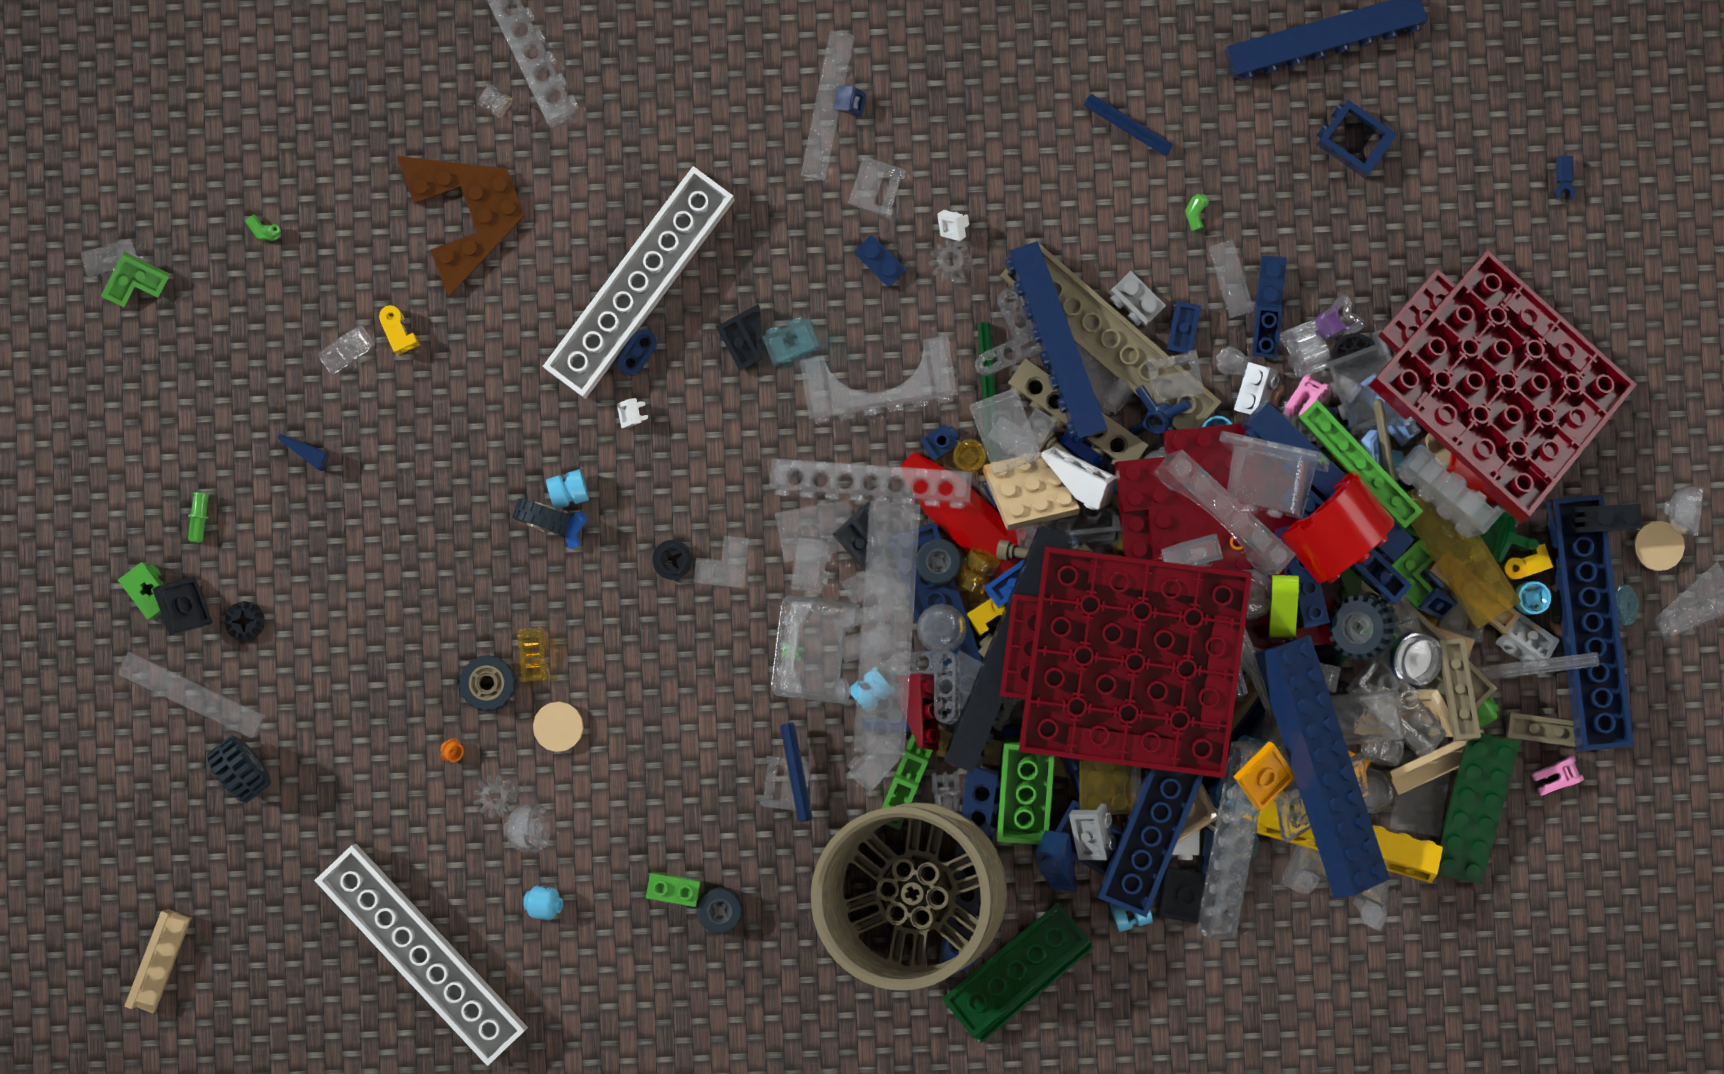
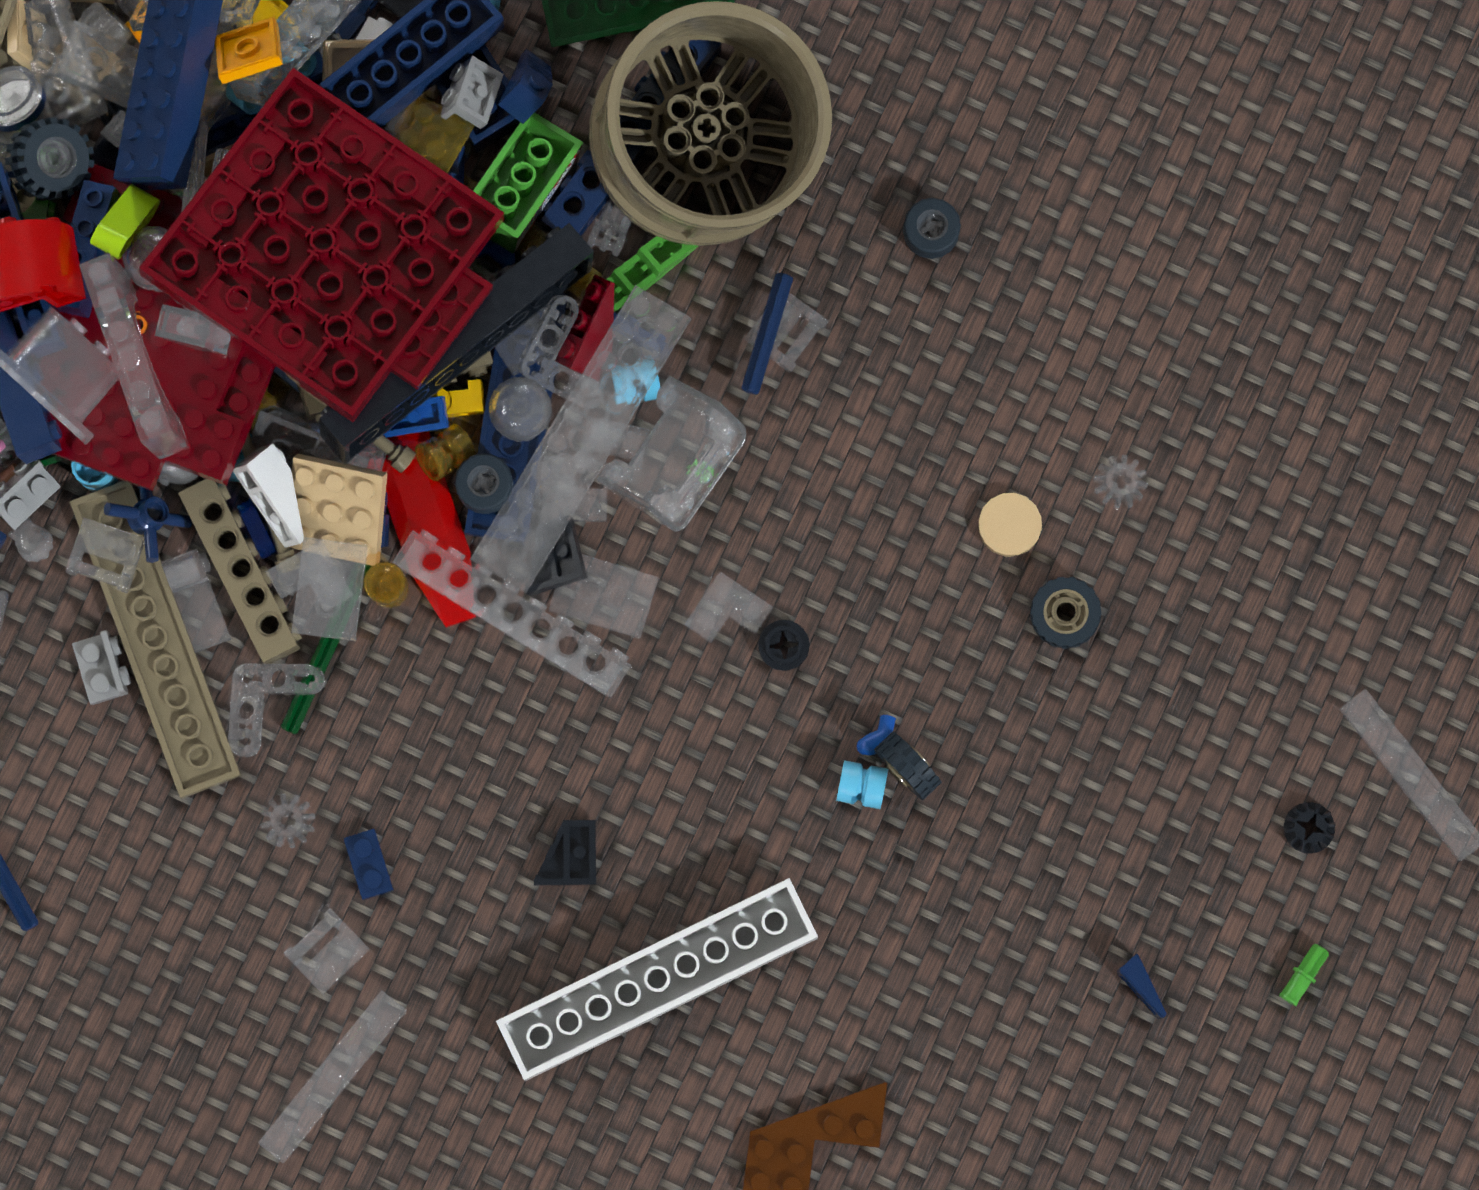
camera: 155 degrees left, 5 degrees down
(135, 585) = (1410, 902): bright green brick -> none
(182, 606) = (1371, 877): black tile -> none
(238, 769) = (1396, 656): black wheel -> none
(346, 349) = (1036, 1080): clear slope -> none
(392, 323) = (966, 1085): yellow leg -> none
(421, 954) = (1291, 348): white brick -> none
(451, 750) = (1144, 558): orange plate -> none
(526, 633) = (989, 645): clear yellow slope -> none
(527, 829) = (1103, 426): clear cylinder -> none
(542, 902) = (1126, 336): medium azure head -> none
(629, 413) = (745, 836): white tile -> none
(637, 352) = (701, 902): dark blue plate -> none
(673, 889) = (971, 277): bright green brick -> none
(804, 344) = (503, 812): clear light blue brick -> none
(810, 563) = (629, 557): clear brick -> none
(849, 100) = (303, 1068): dark blue slope -> none
(871, 768) = (684, 293): clear brick -> none
(930, 382) = (385, 694): clear arch -> none
(935, 450) = (420, 626): dark blue brick -> none
(952, 225) = (263, 860): white tile -> none
(1056, 342) = (217, 660): dark blue brick -> none
(1183, 327) = (66, 607): dark blue plate -> none

